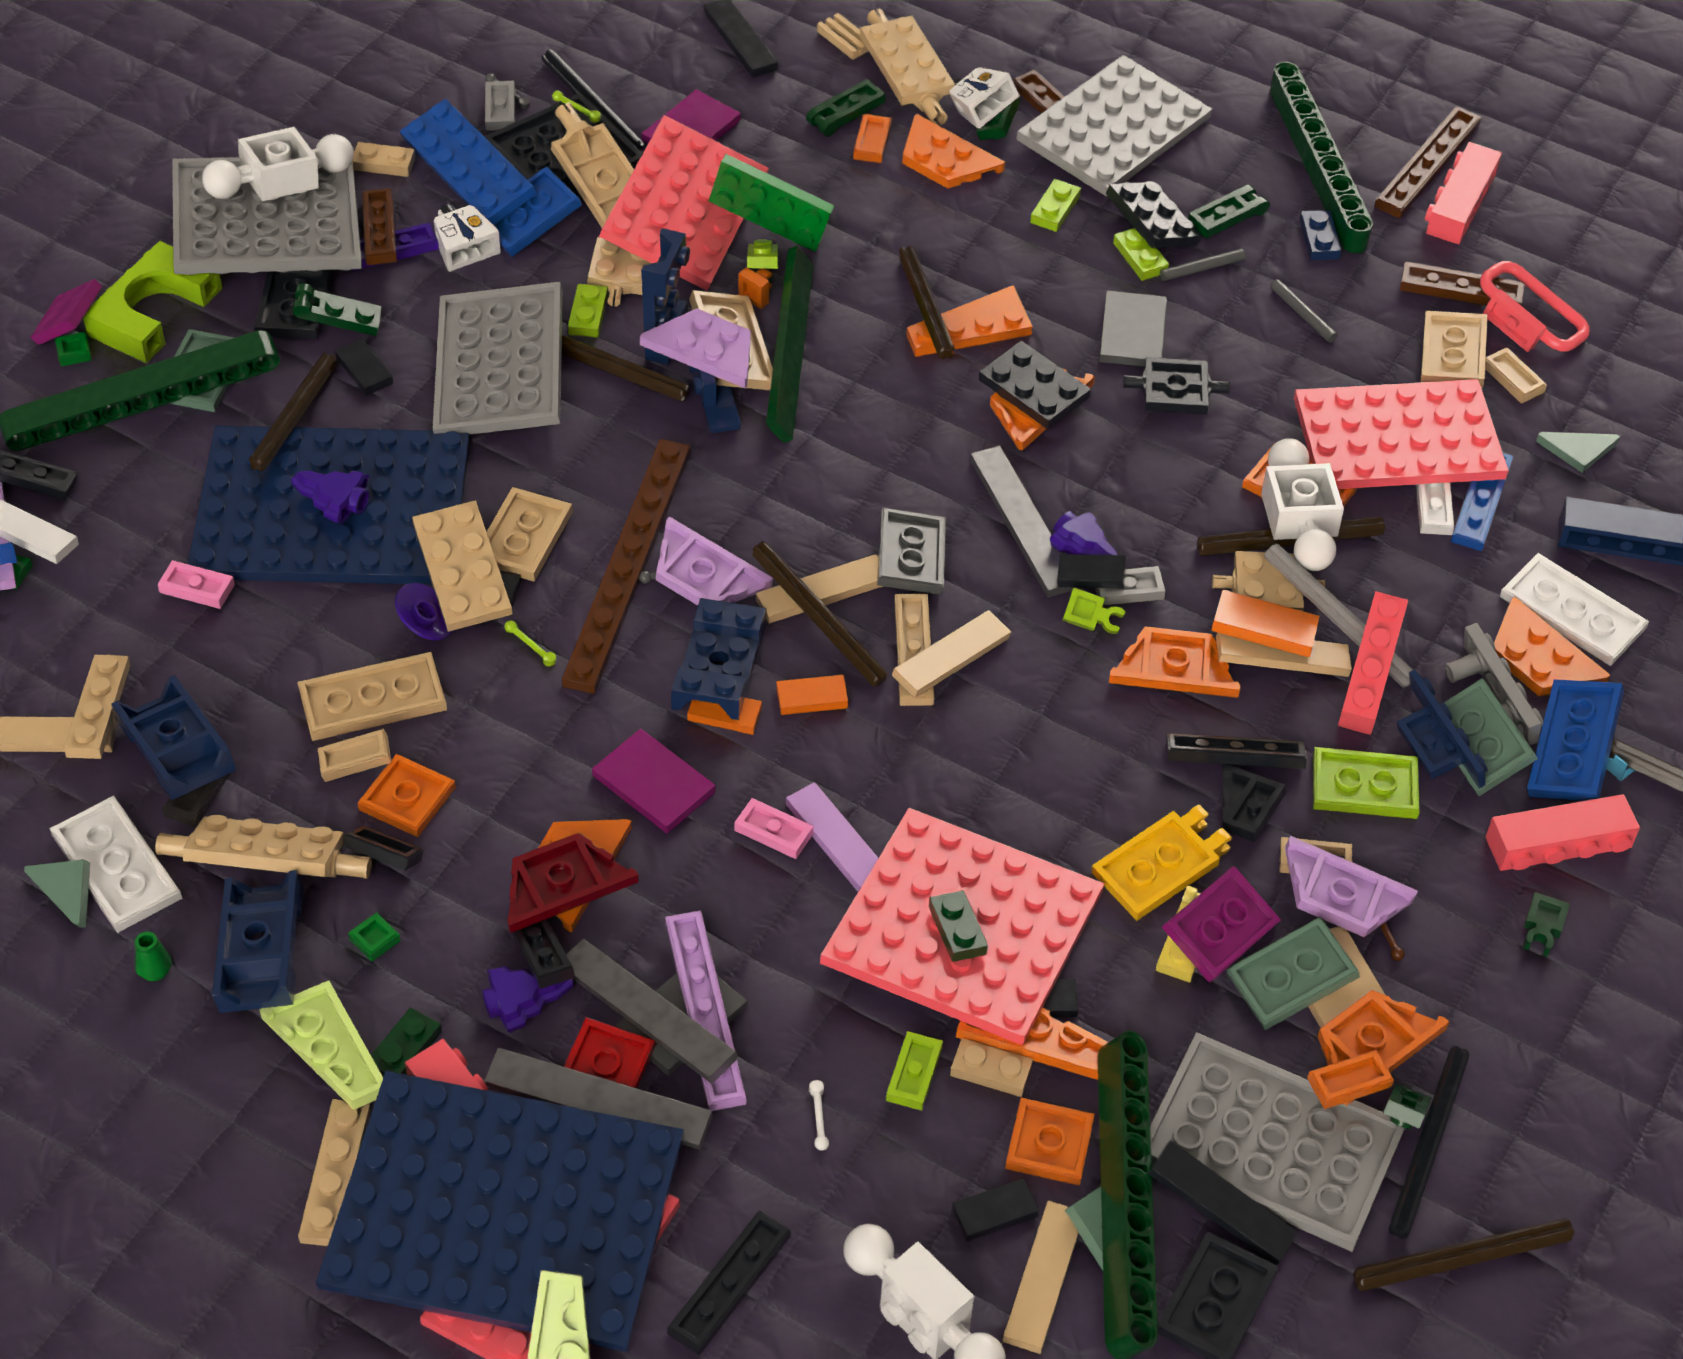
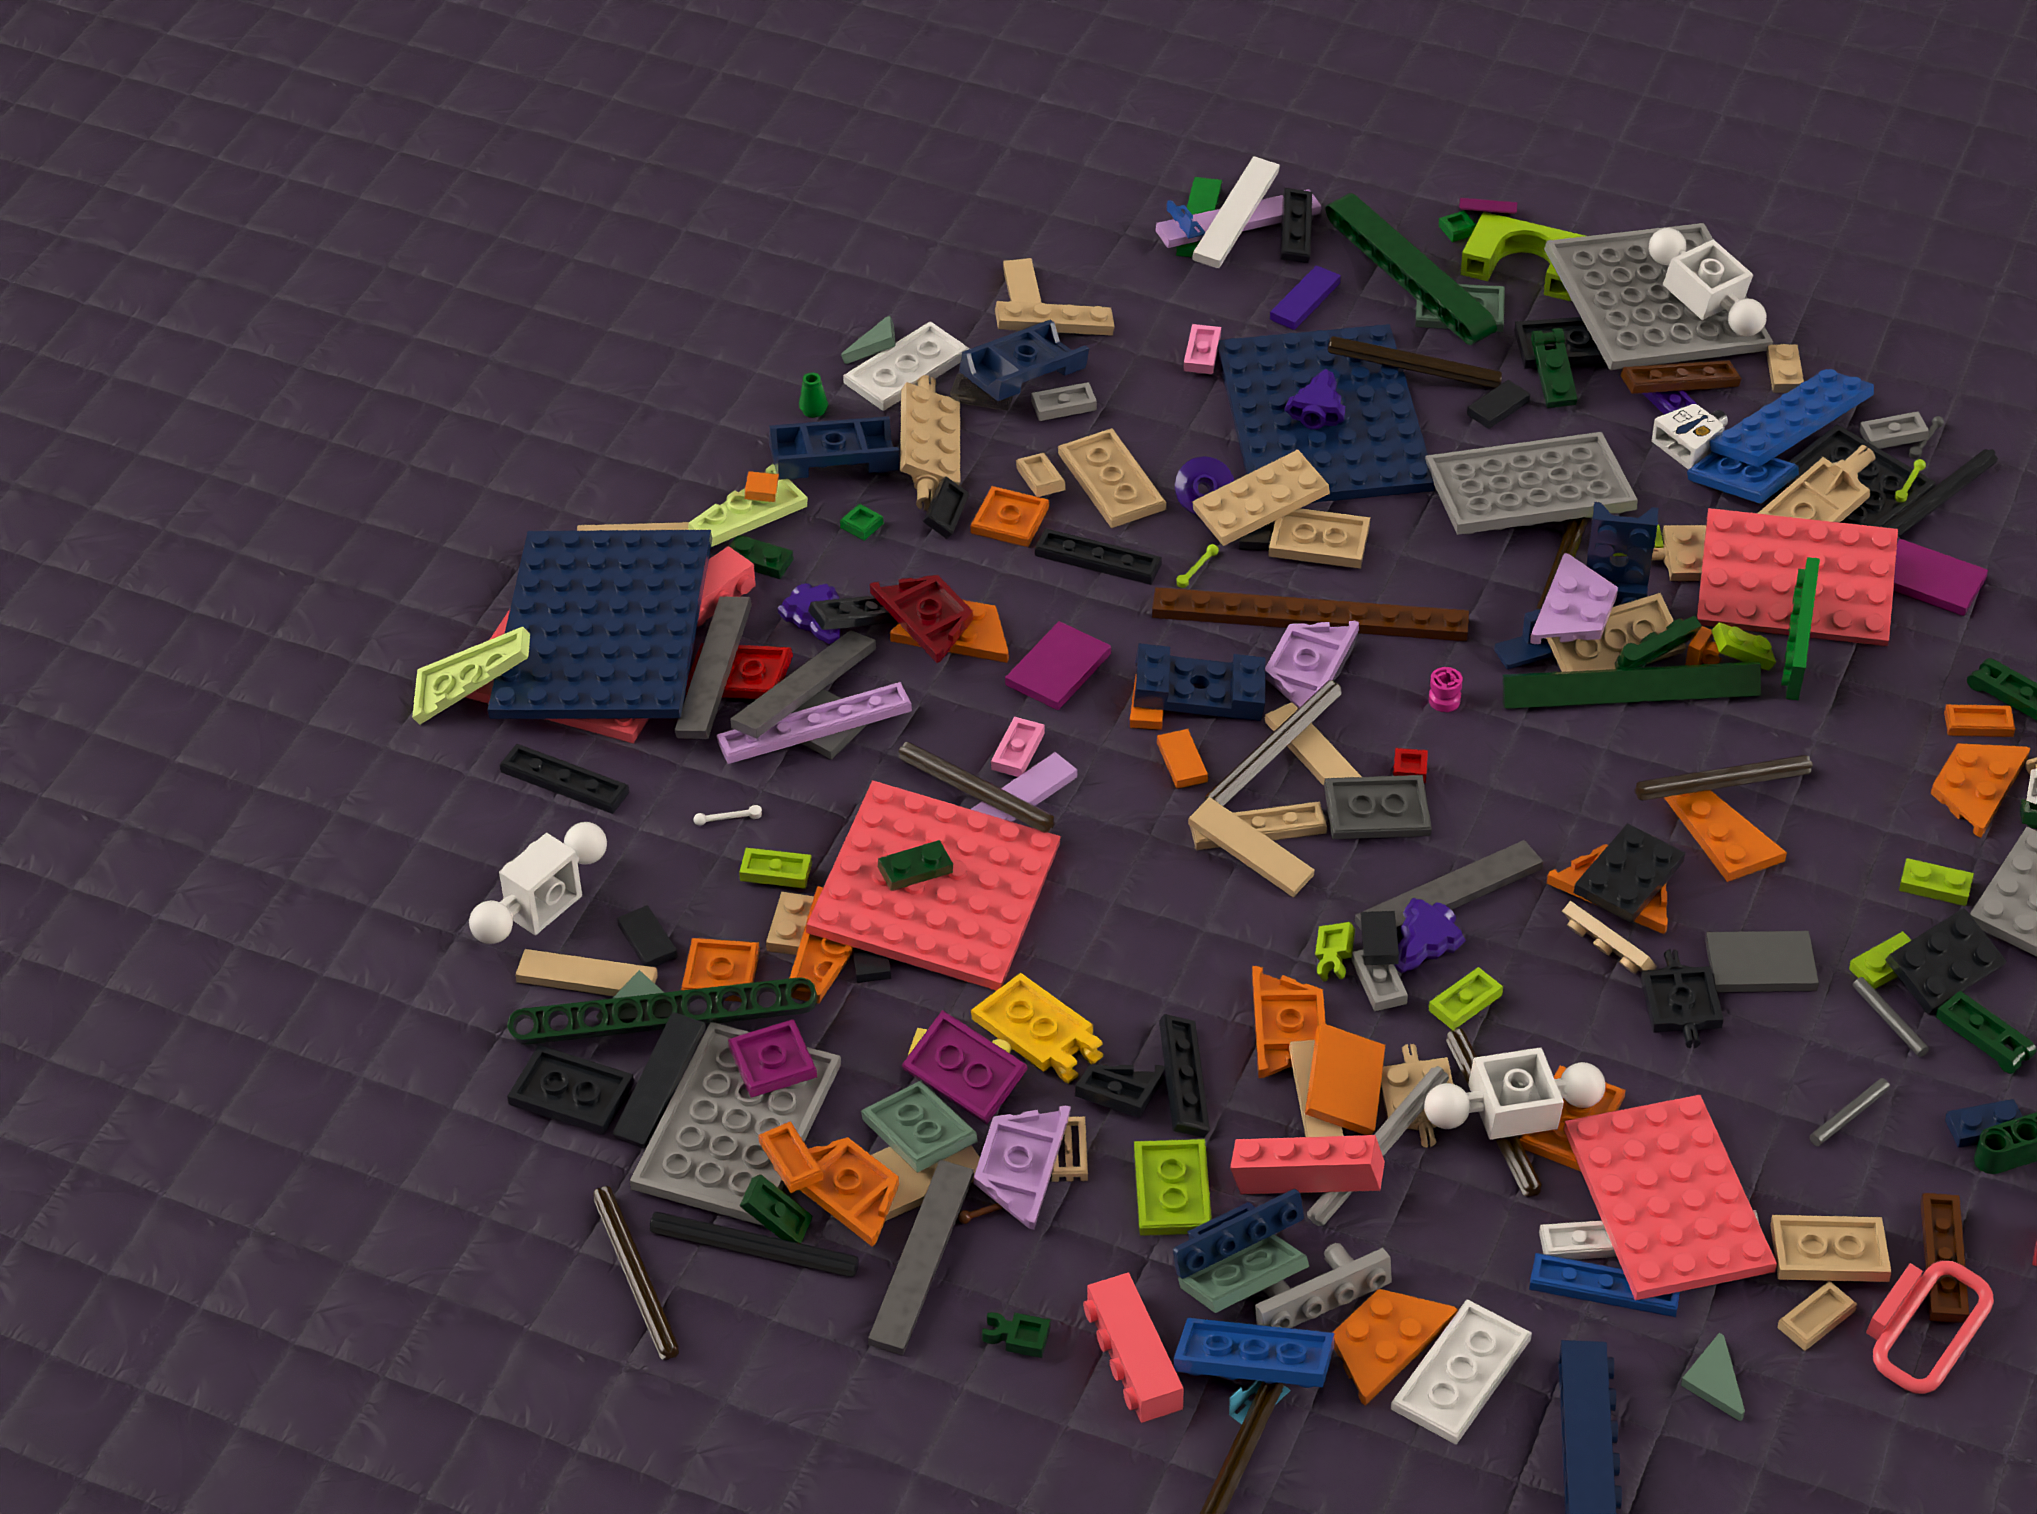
camera: 85 degrees right, 5 degrees down
(139, 488) = (1305, 297): none -> dark purple tile
(239, 717) = (1064, 401): none -> light grey plate
(308, 1019) = (761, 486): none -> orange tile
(492, 725) = (1098, 556): none -> black tile
(757, 306) = (1656, 644): none -> dark green plate
(767, 473) = (1445, 689): none -> dark pink wheel
(830, 870) = (976, 787): none -> dark brown axle
(860, 517) = (1410, 762): none -> red plate
(1105, 418) = (1607, 940): none -> tan plate
(1161, 529) = (1465, 998): none -> lime plate
(1201, 1091) = (772, 1058): none -> magenta tile
(1455, 991) = (921, 1257): none -> flat silver tile

